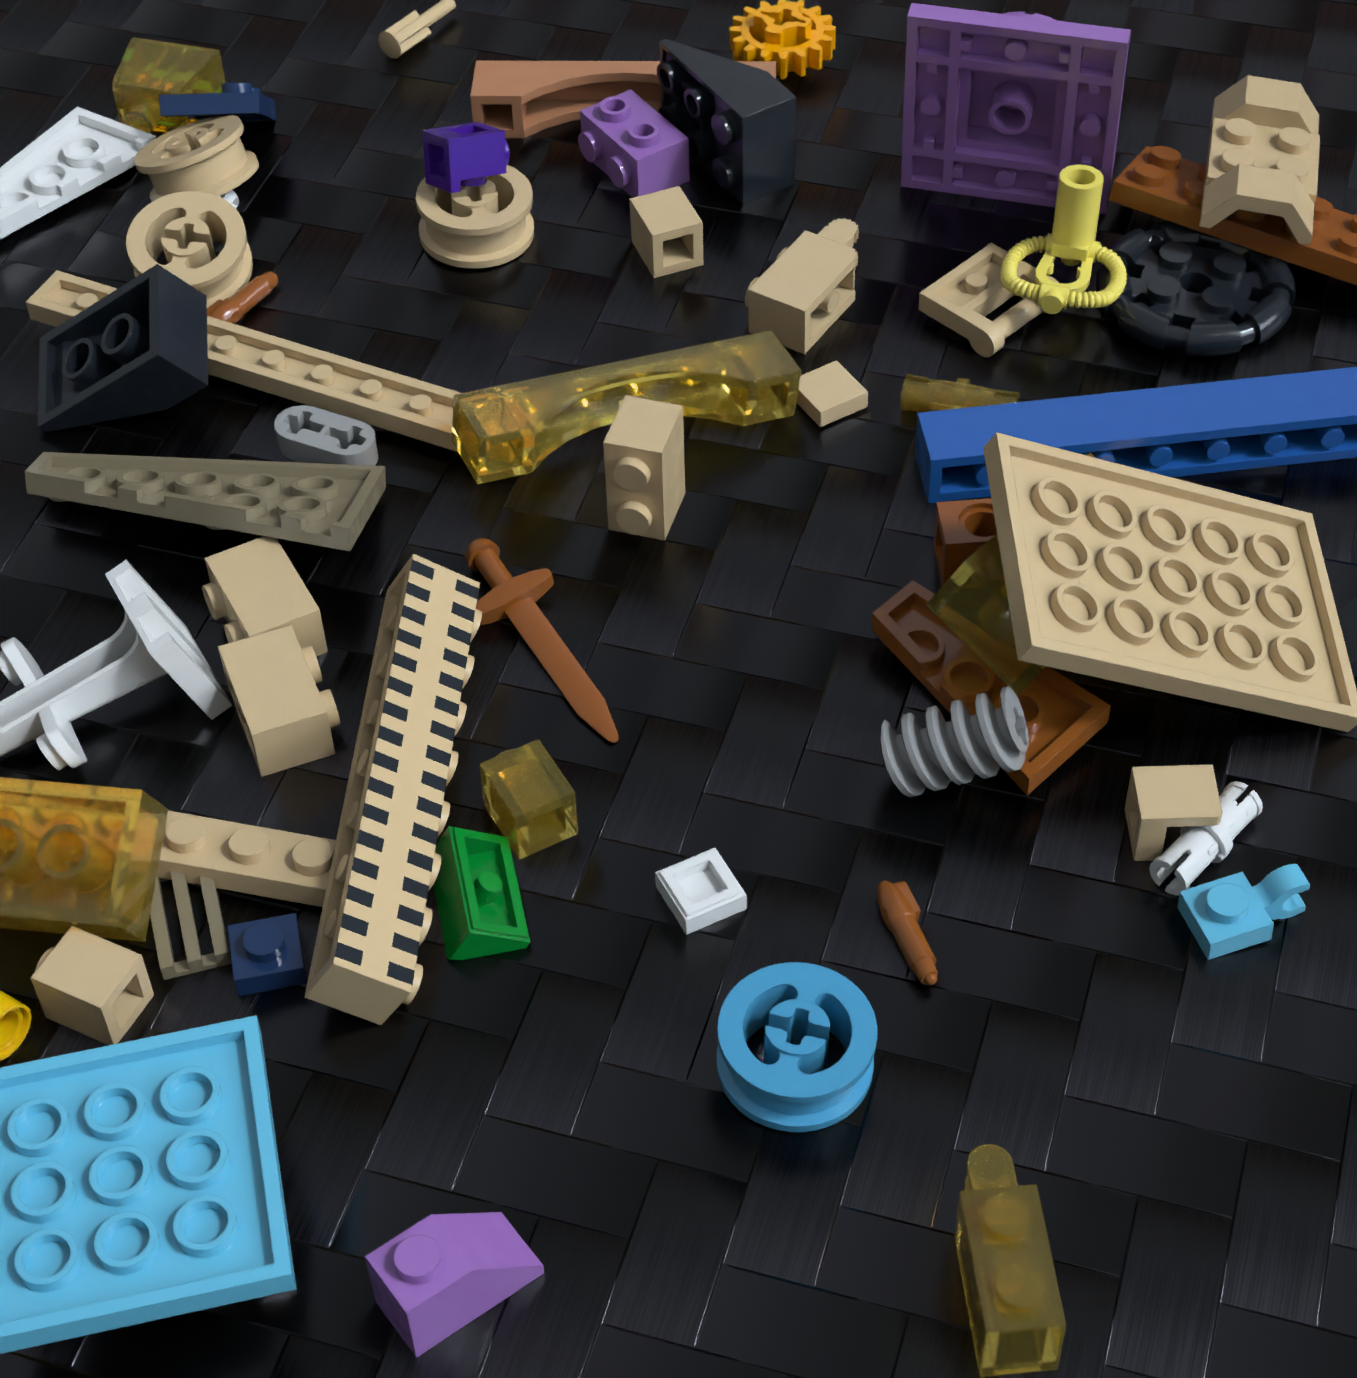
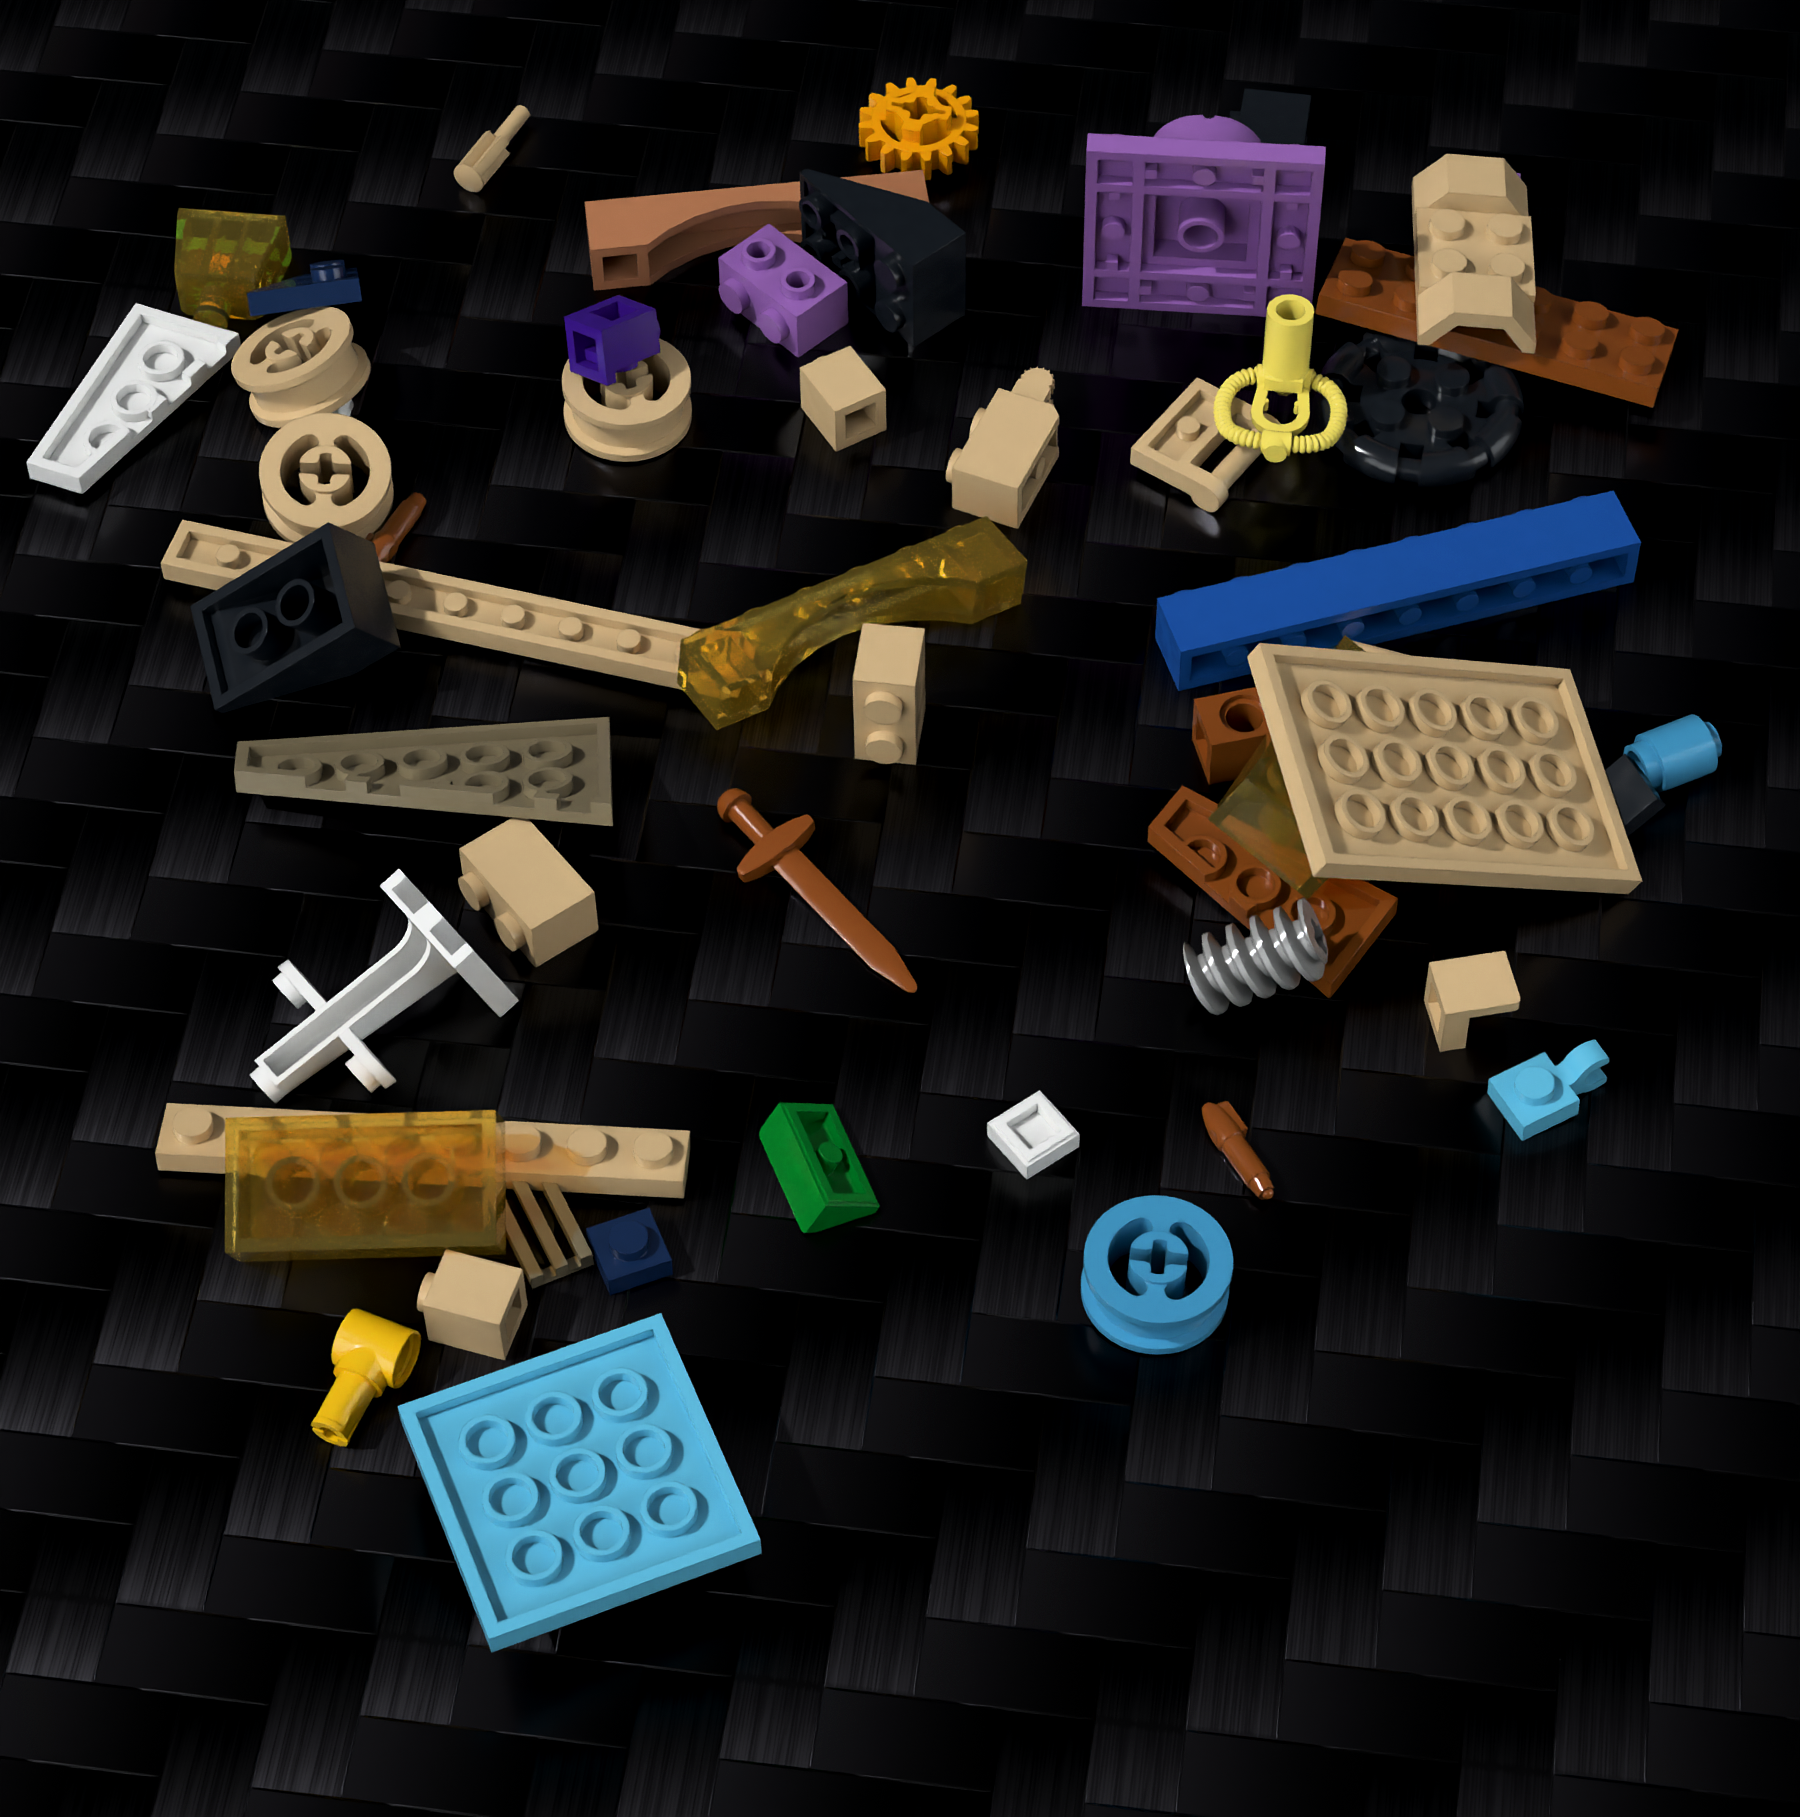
camera: 10 degrees left, 5 degrees up
(279, 699) = (571, 990): tan brick -> none
(324, 437) = (533, 690): light grey beam -> none
(395, 796) = (719, 1067): tan brick -> none
(448, 1274) = (883, 1525): medium lavender slope -> none
(529, 798) = (848, 1063): clear yellow brick -> none
(830, 393) = (1057, 576): tan tile -> none
(934, 395) = (1187, 568): clear yellow pin -> none
(1007, 1269) = (1382, 1449): clear yellow brick -> none
(1206, 844) = (1503, 1030): white pin -> none

